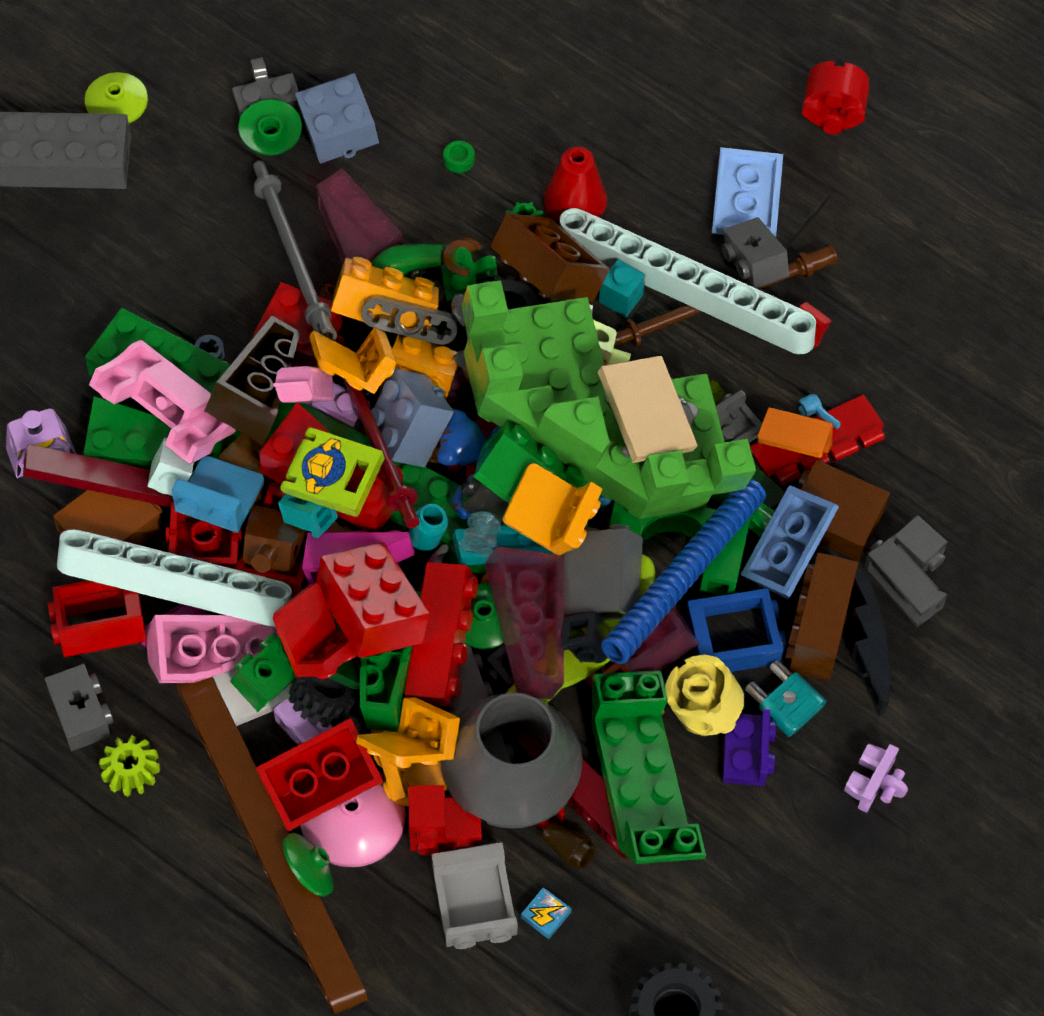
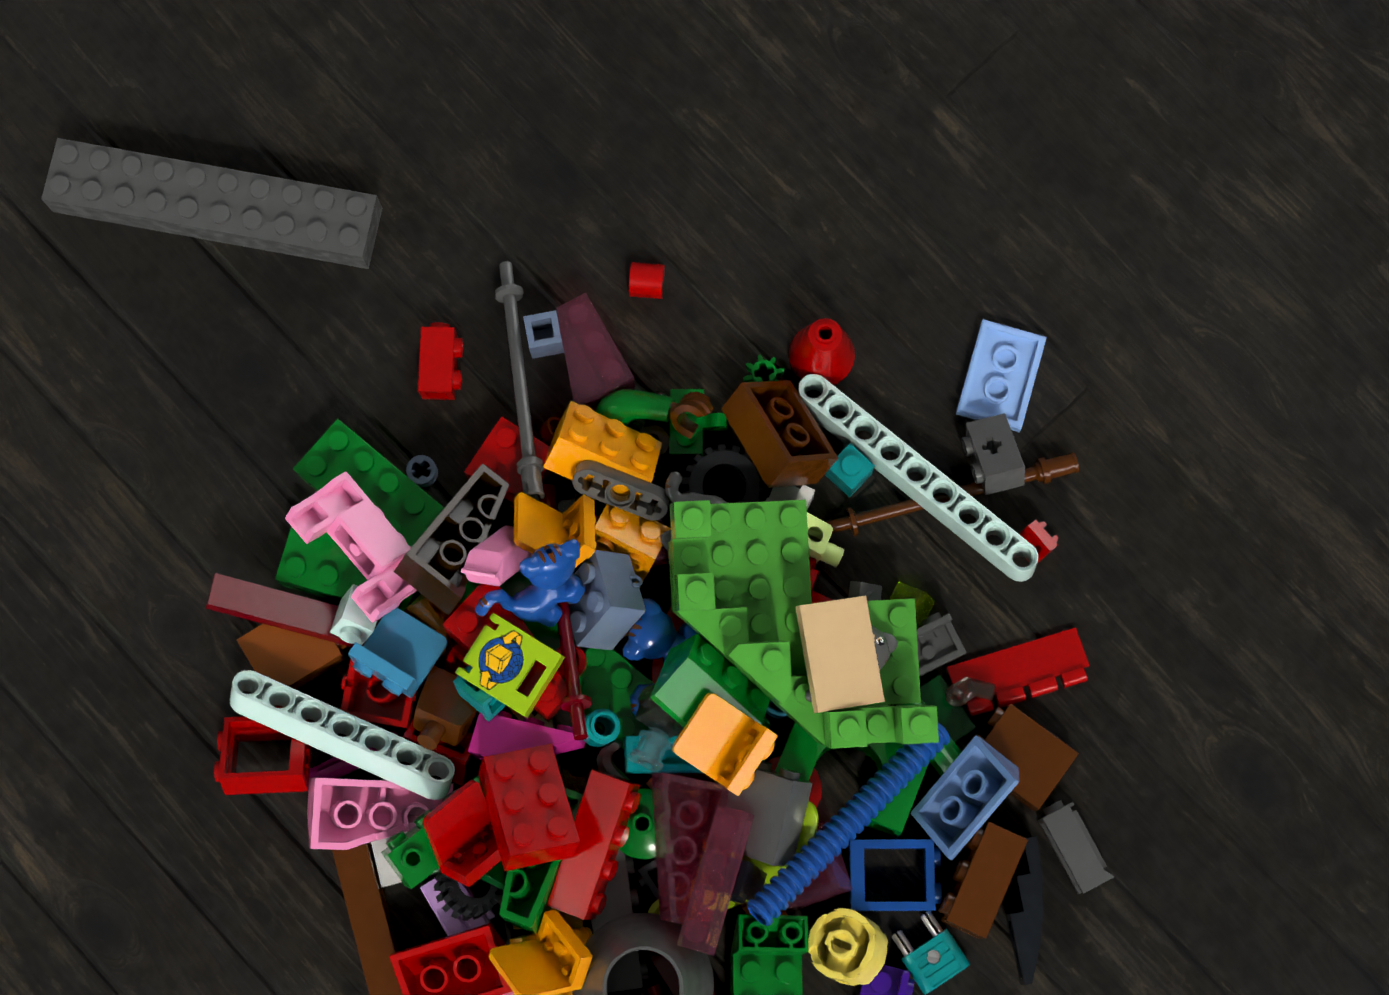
camera: 15 degrees right, 15 degrees up
(36, 429) = (236, 551): lavender torso -> none
(83, 725) = (220, 833): dark grey brick -> none
(129, 753) = (263, 926): lime gear -> none
(130, 100) = (382, 174): lime dish -> none
(209, 253) = (438, 362): none -> red brick
(266, 117) = (518, 211): green dish -> none
(276, 88) = (526, 182): dark grey plate -> none
(308, 212) = (543, 334): none -> sand blue brick
(337, 118) = (591, 227): sand blue brick -> none
(355, 381) = (552, 581): none -> blue animal
(397, 159) = (646, 280): none -> red brick
(458, 156) = (711, 286): green tile -> none
(566, 633) = (715, 880): none -> clear pink plate
(773, 458) = (967, 689): none -> clear smoke arm
(796, 433) = (994, 672): orange panel -> none
(812, 405) = (1019, 632): dark azure hand -> none
(836, 96) = (1113, 284): red brick -> none
(922, 544) = (1099, 812): dark grey brick -> none

